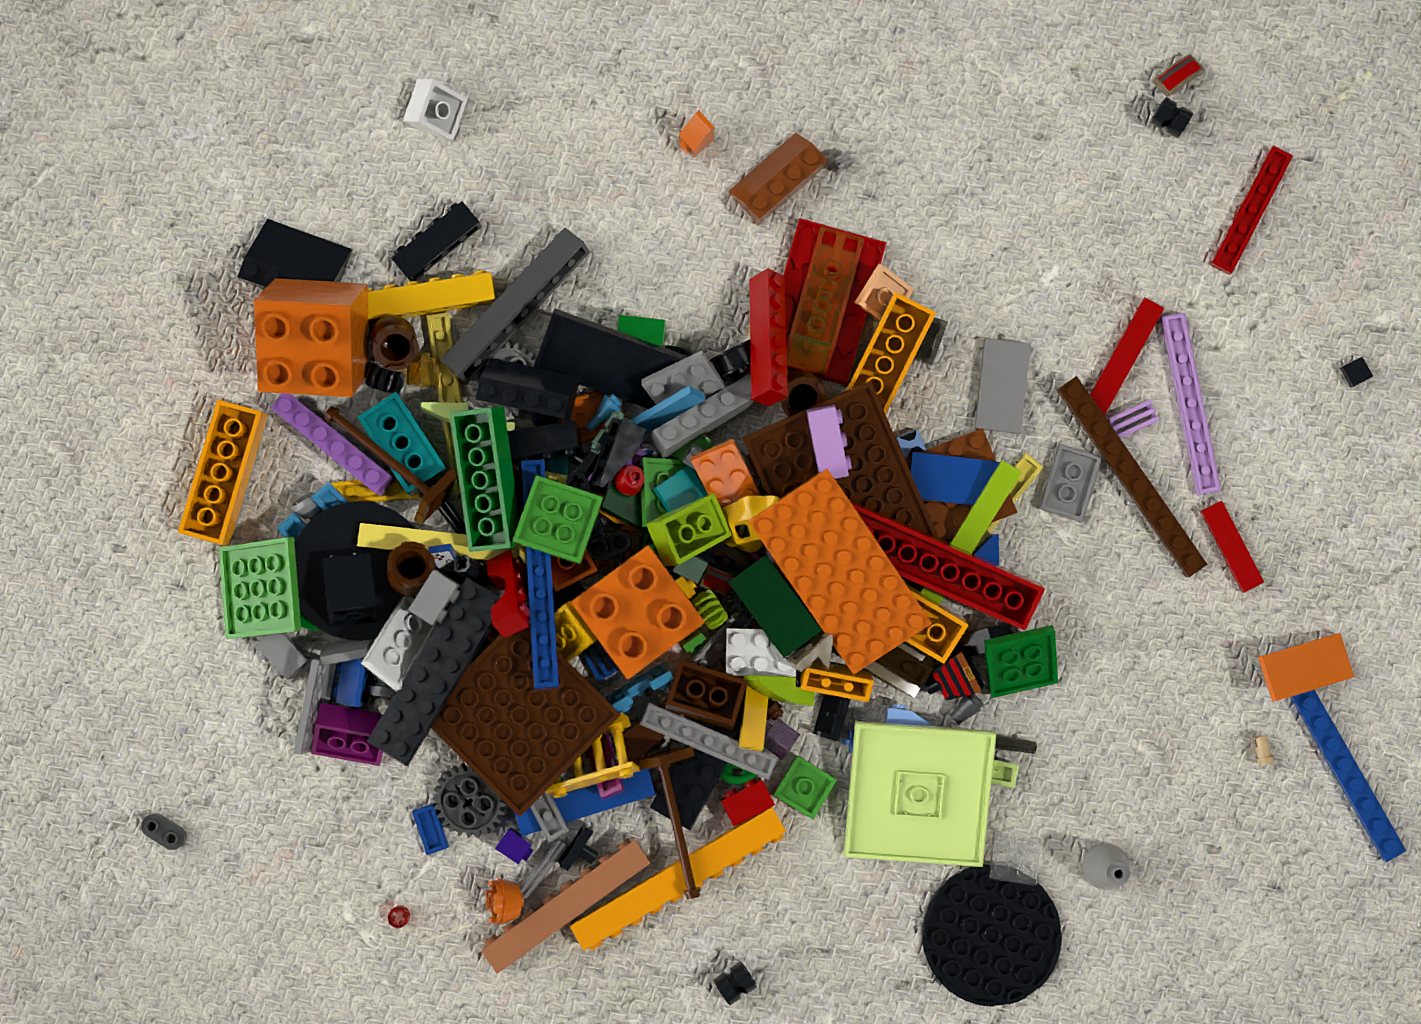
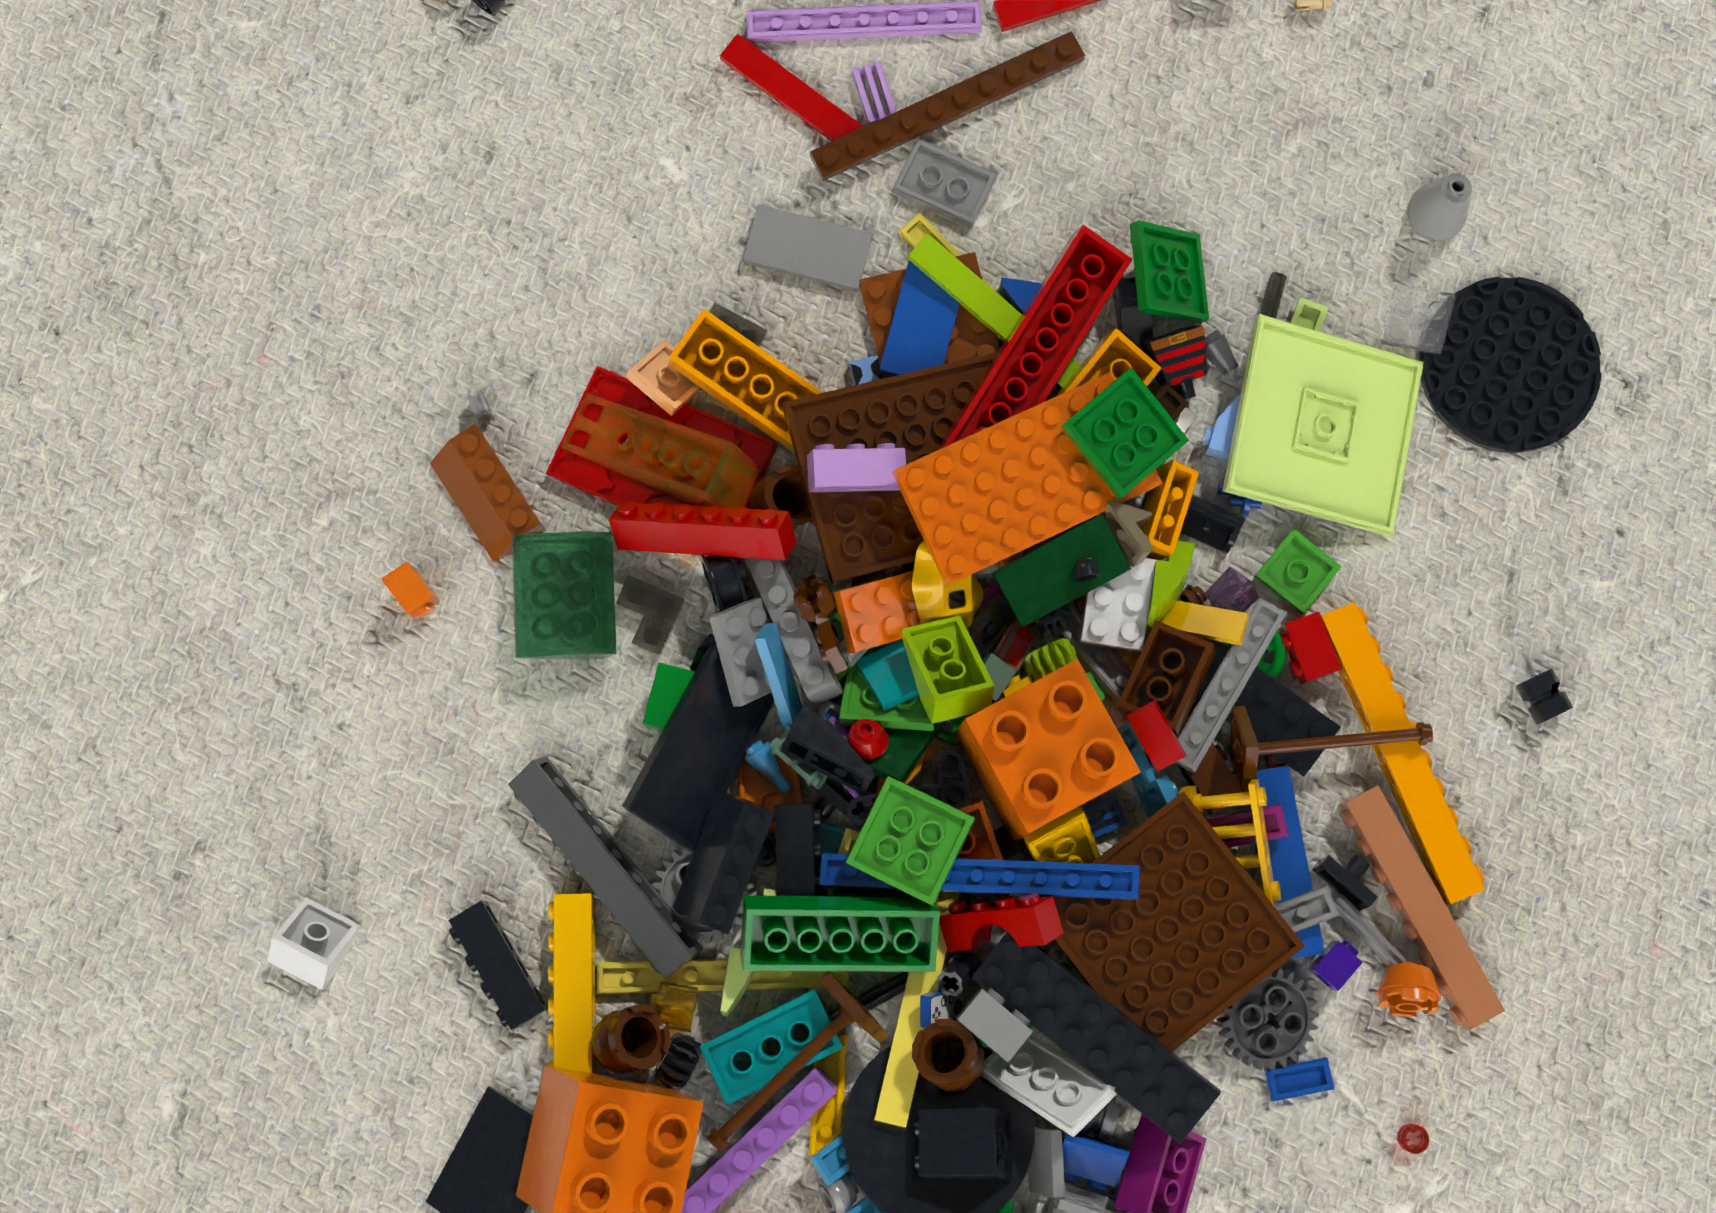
camera: 80 degrees left, 5 degrees down
(660, 690) = (1156, 735): none -> red tile
(706, 317) = (658, 609): none -> clear smoke plate
(708, 244) = (564, 595): none -> clear green slope
(721, 429) = (816, 605): none -> reddish brown plate
(776, 622) = (1085, 570): none -> black hinge
(884, 639) = (1124, 433): none -> green plate

